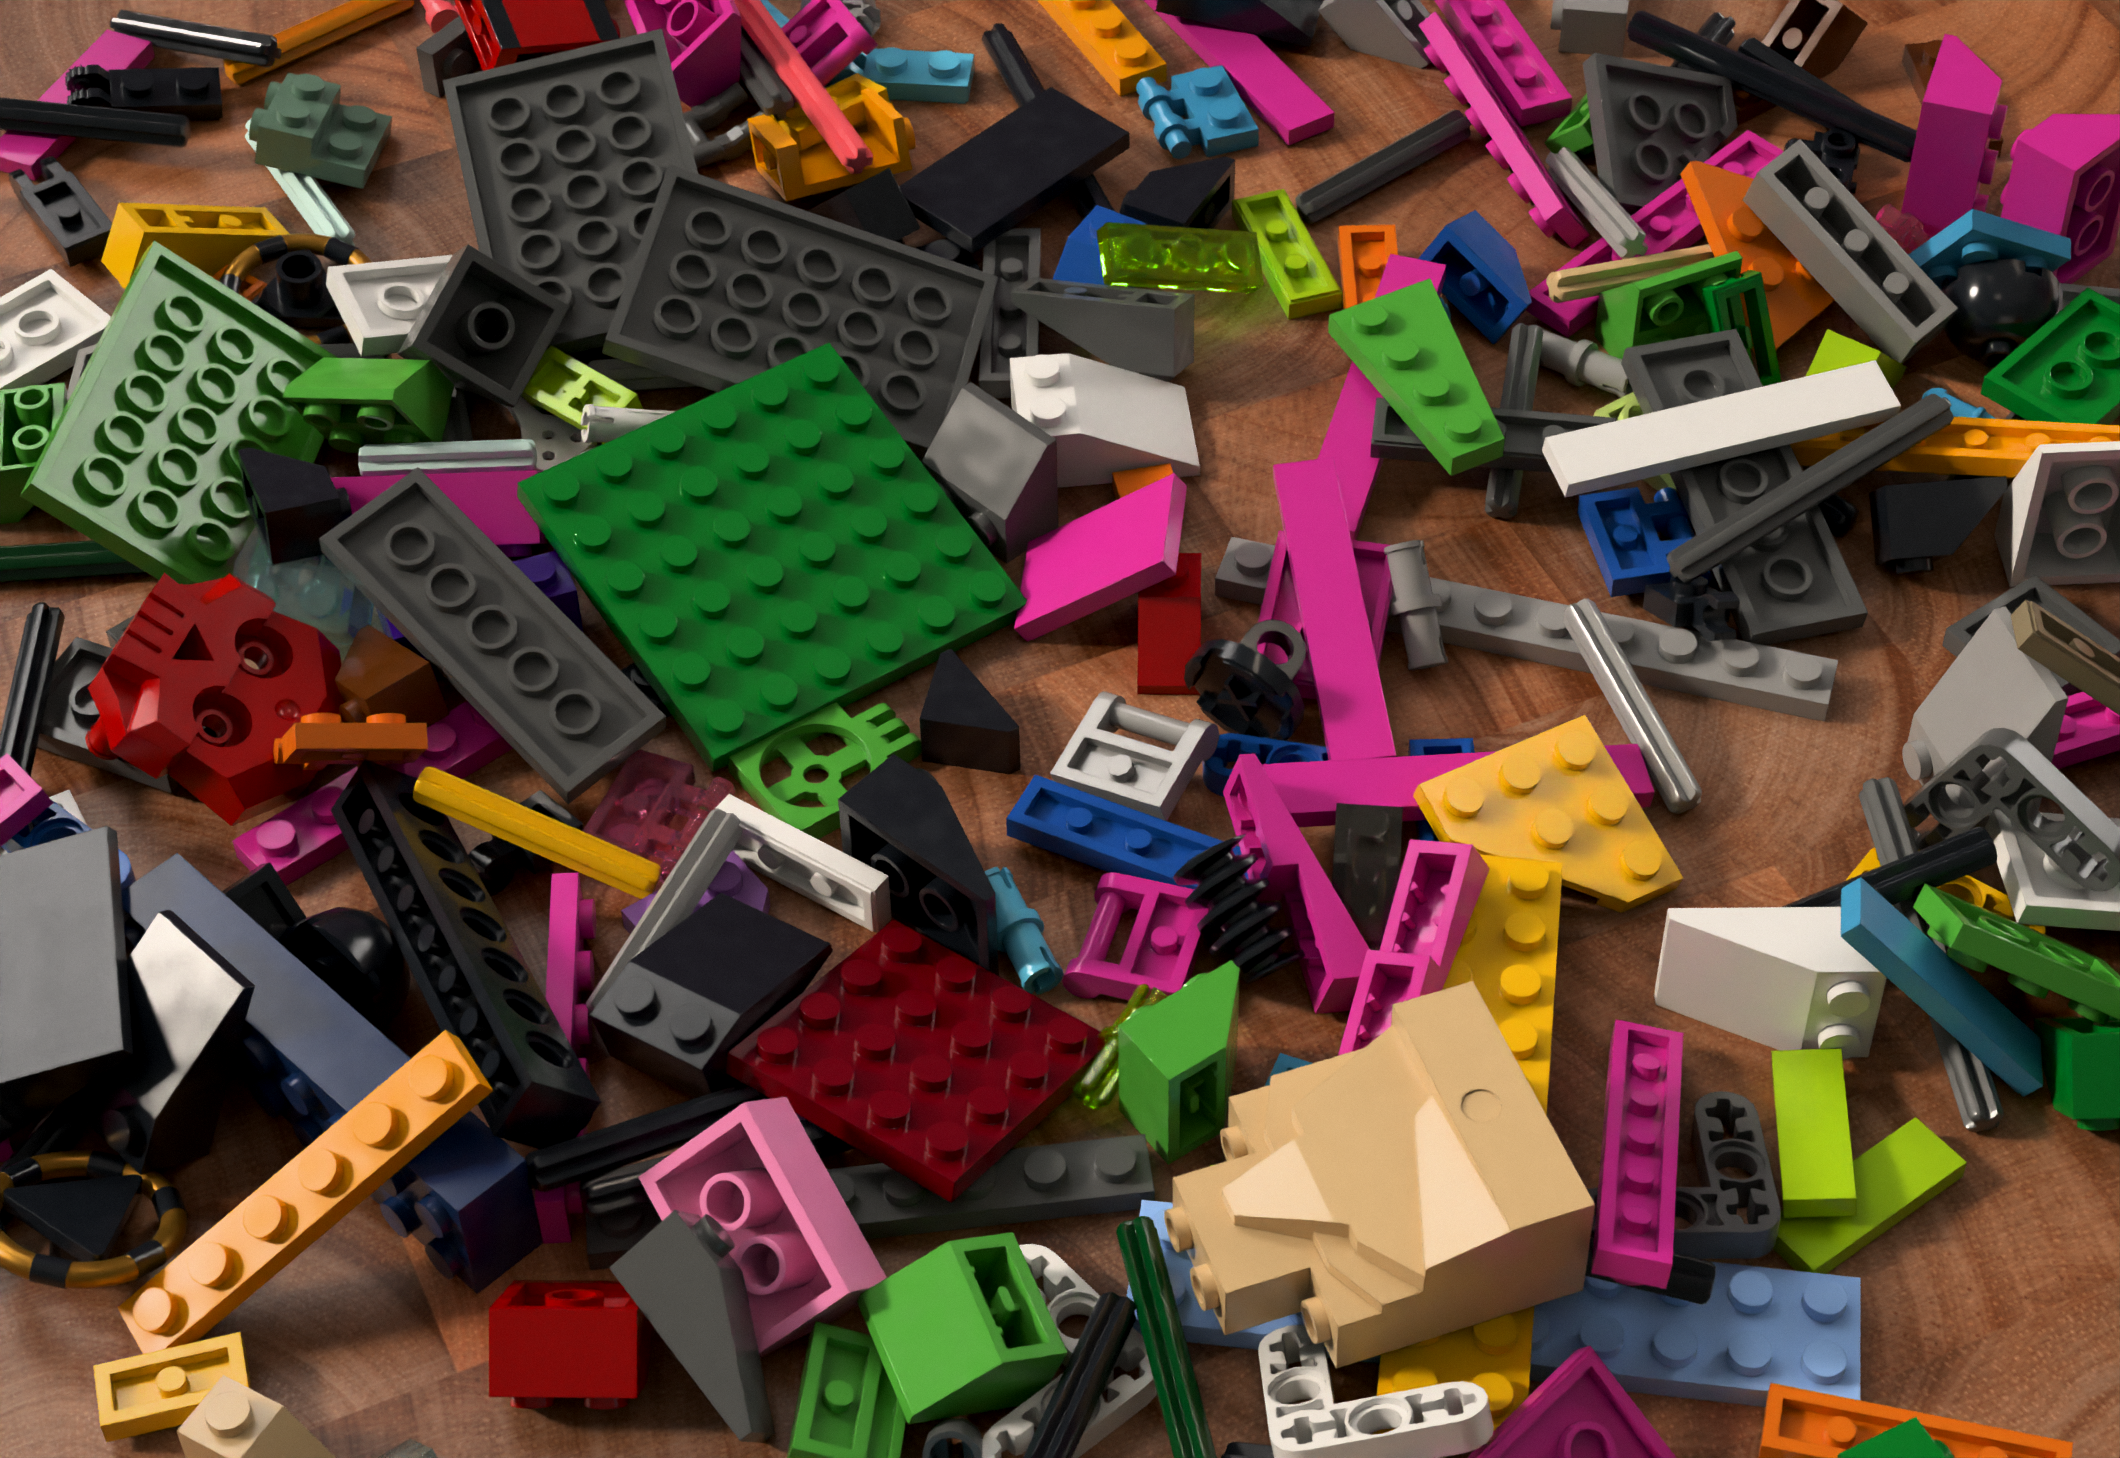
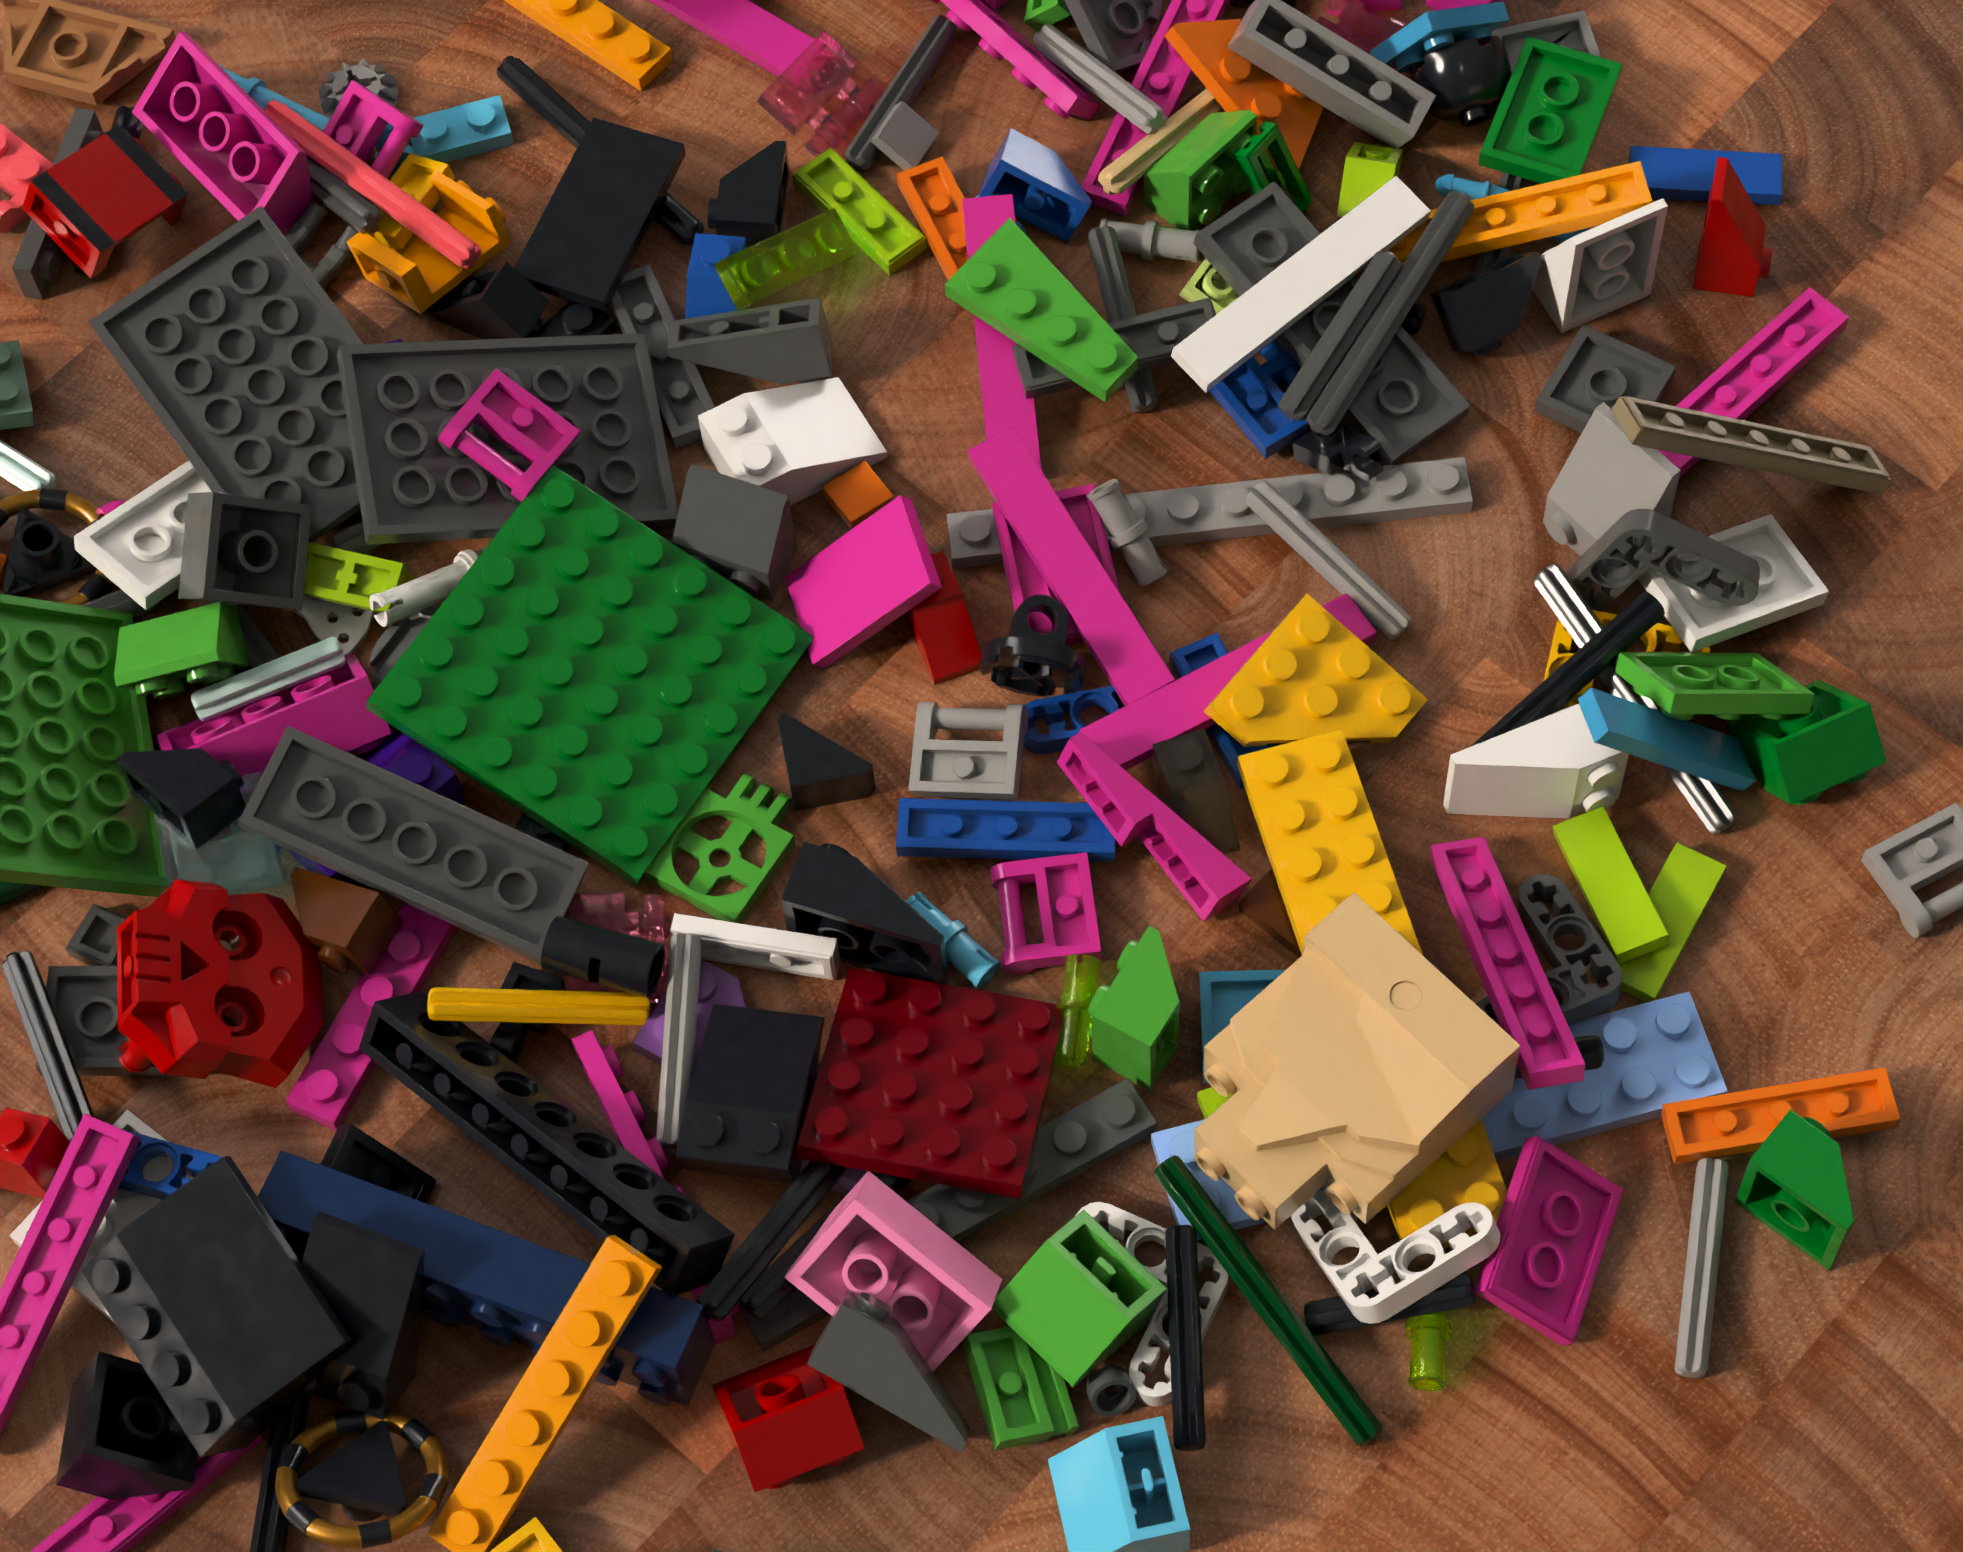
camera: 20 degrees left, 15 degrees up
(325, 741) = (357, 992): orange plate -> none
(355, 959) = (455, 1177): black cylinder -> none
(629, 806) = (603, 956): none -> black pin
(812, 291) = (517, 422): none -> dark pink plate
(1211, 111) = (726, 79): dark azure plate -> none
(1236, 911) = (1121, 867): black piece -> none
(1291, 123) = (809, 83): none -> clear pink plate
(1365, 198) = (904, 136): none -> light grey tile
(1421, 935) = (1273, 864): dark pink slope -> none
(1741, 488) = (1339, 336): none -> dark grey axle

